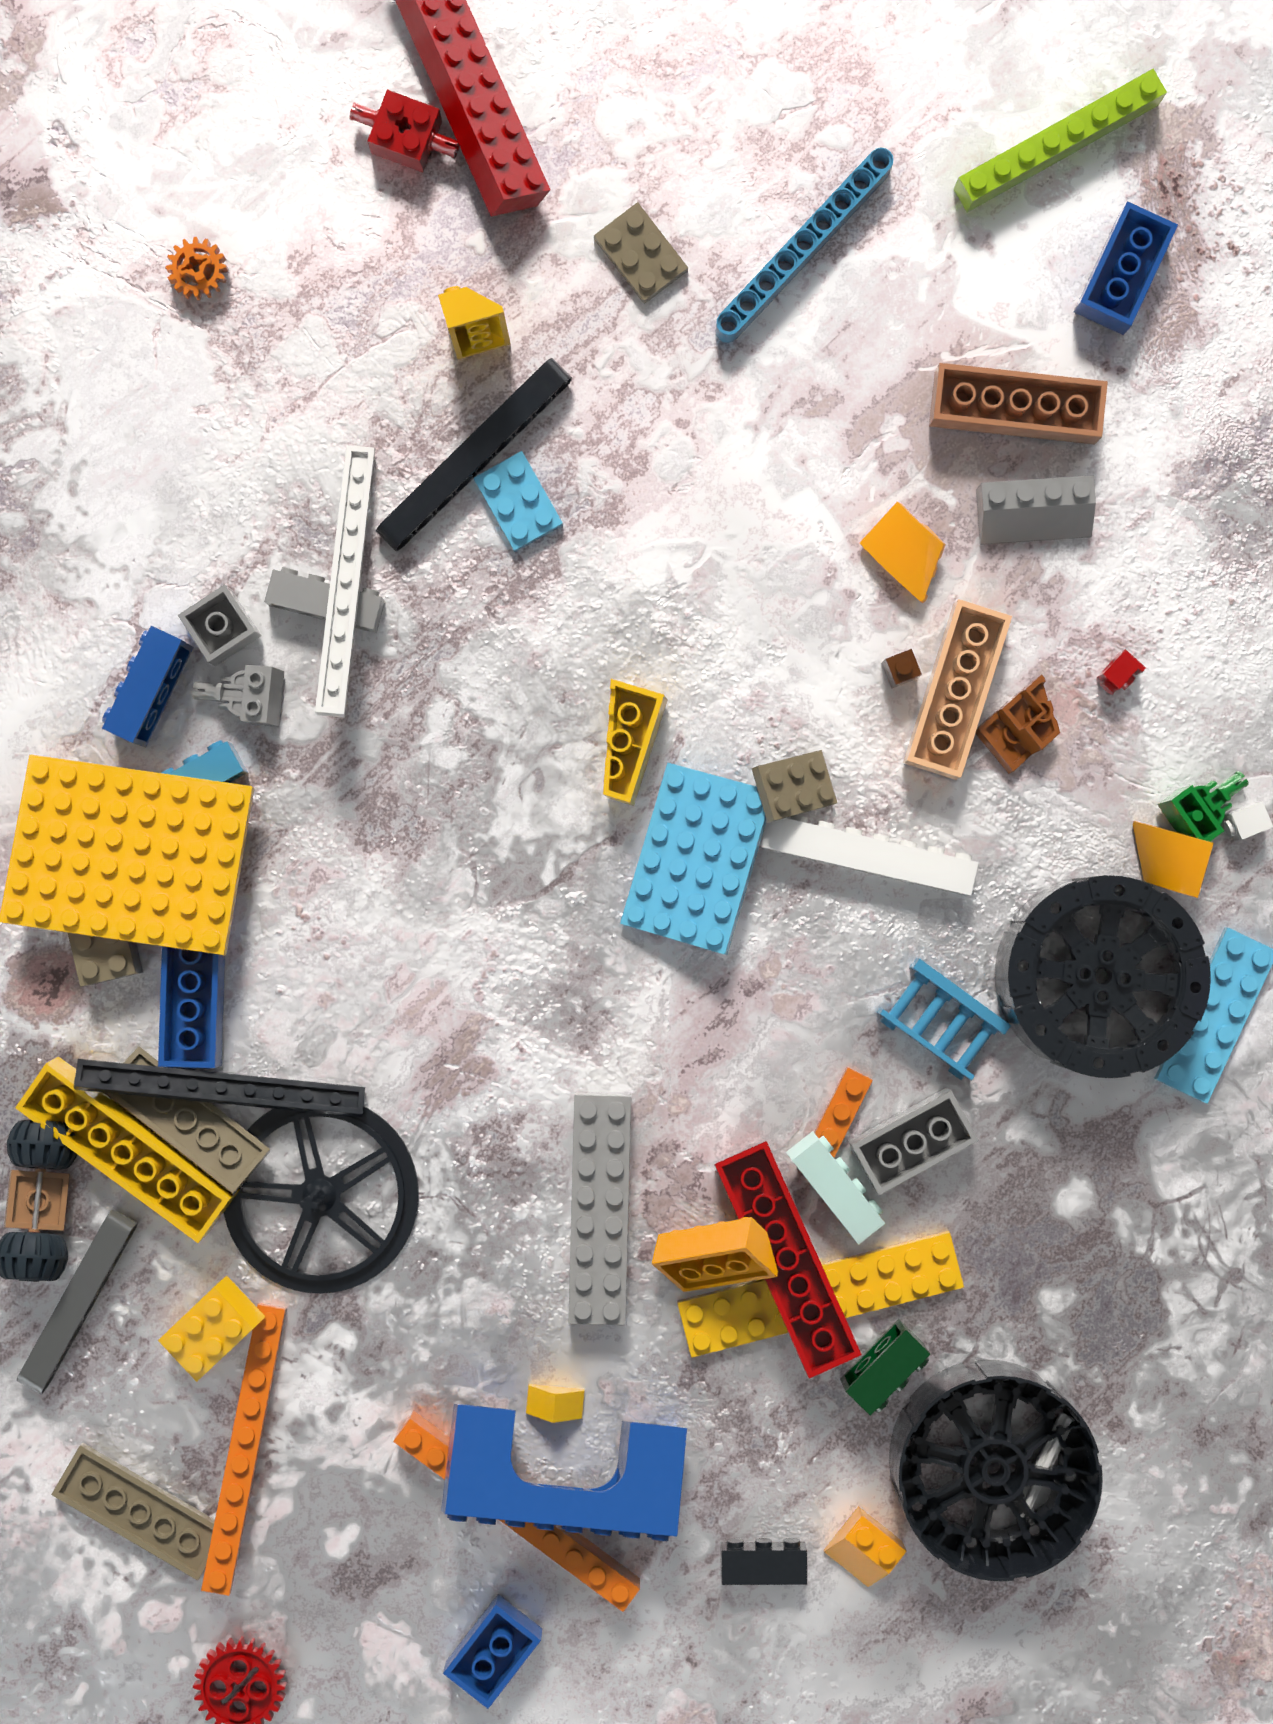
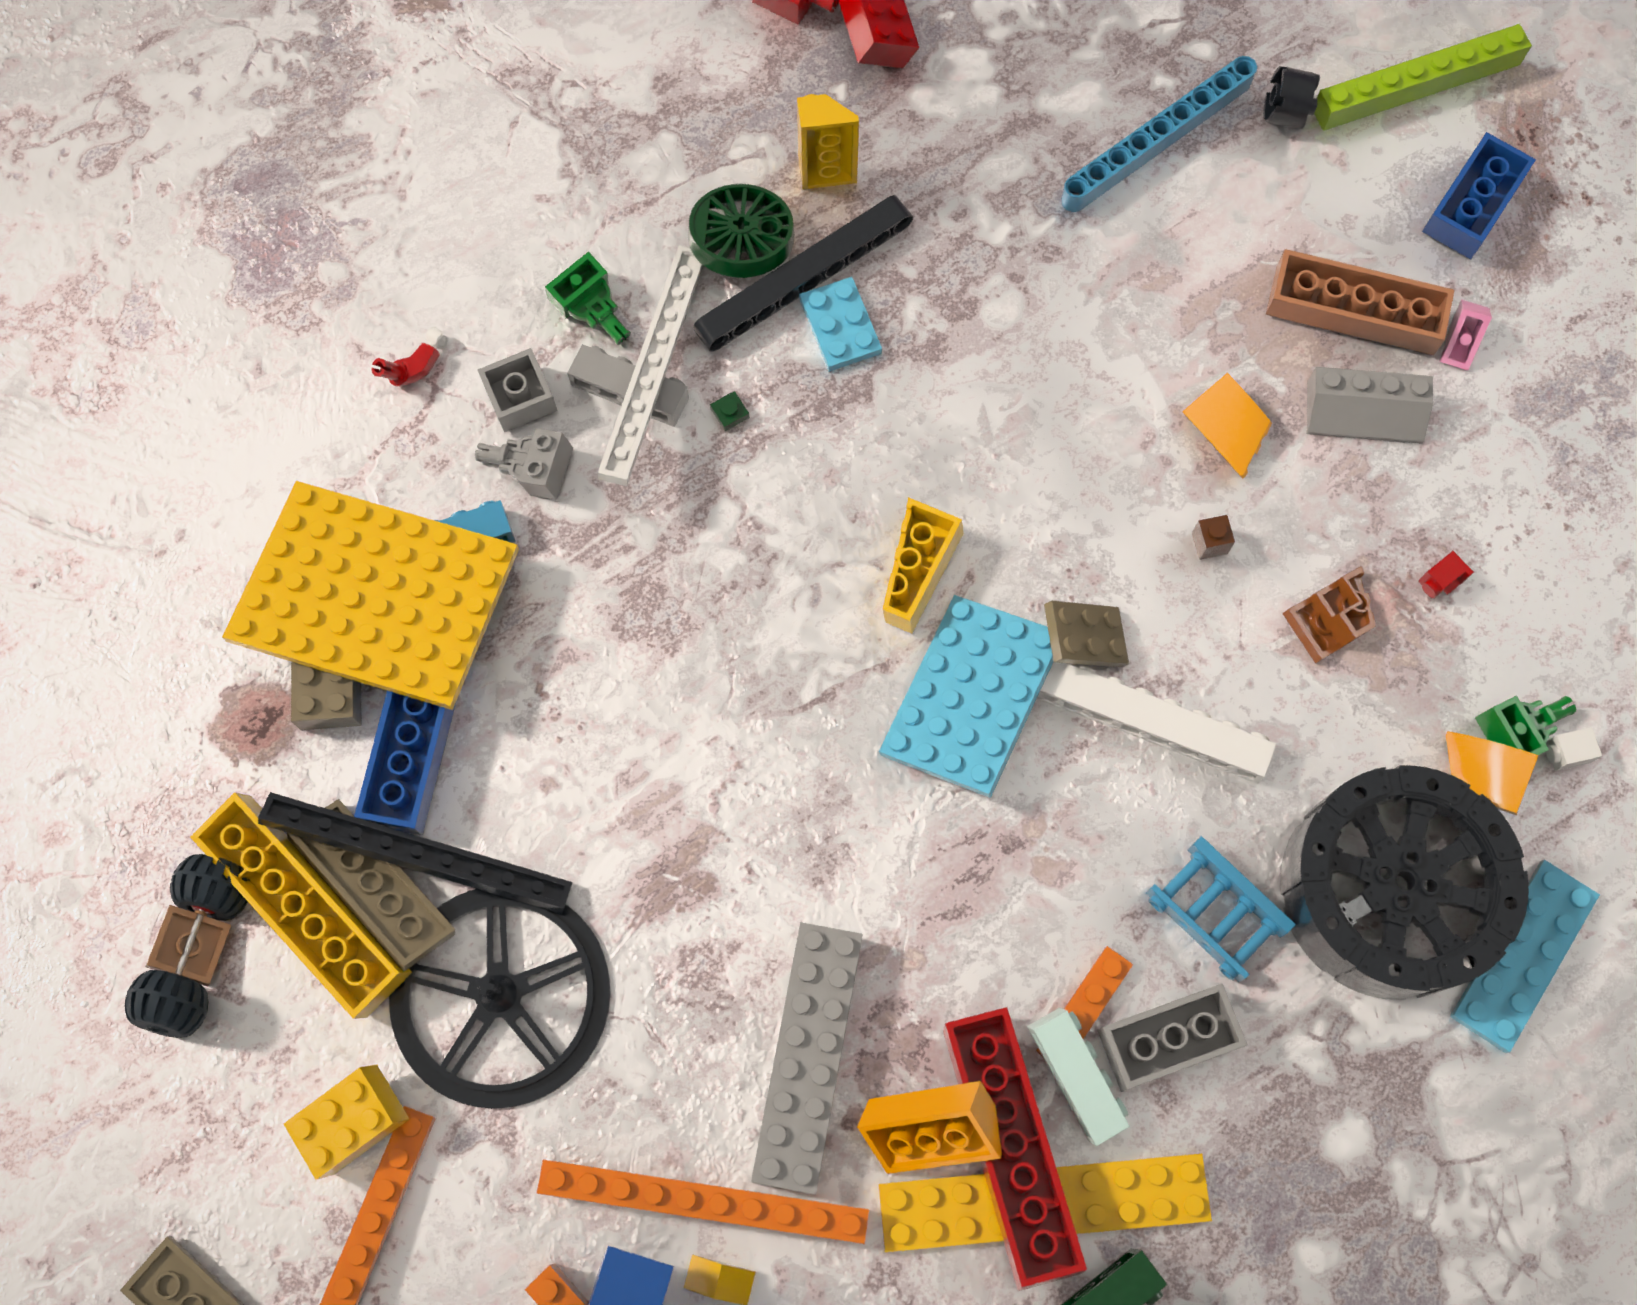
camera: 15 degrees right, 15 degrees down
(77, 1301) = (203, 1070): dark grey beam -> none
(116, 614) = (413, 368): none -> red arm
(147, 686) = (431, 435): blue brick -> none
(186, 271) = (565, 71): orange gear -> none
(264, 513) = (584, 295): none -> green brick
(391, 421) = (744, 232): none -> dark green piece
(426, 610) = (729, 411): none -> dark green plate
(530, 1342) = (703, 1201): none -> orange brick
(640, 253) = (998, 120): dark tan plate -> none
(931, 187) = (1291, 97): none -> black brick
(957, 689) = (1270, 566): light nougat brick -> none
(1123, 419) = (1465, 334): none -> bright pink slope

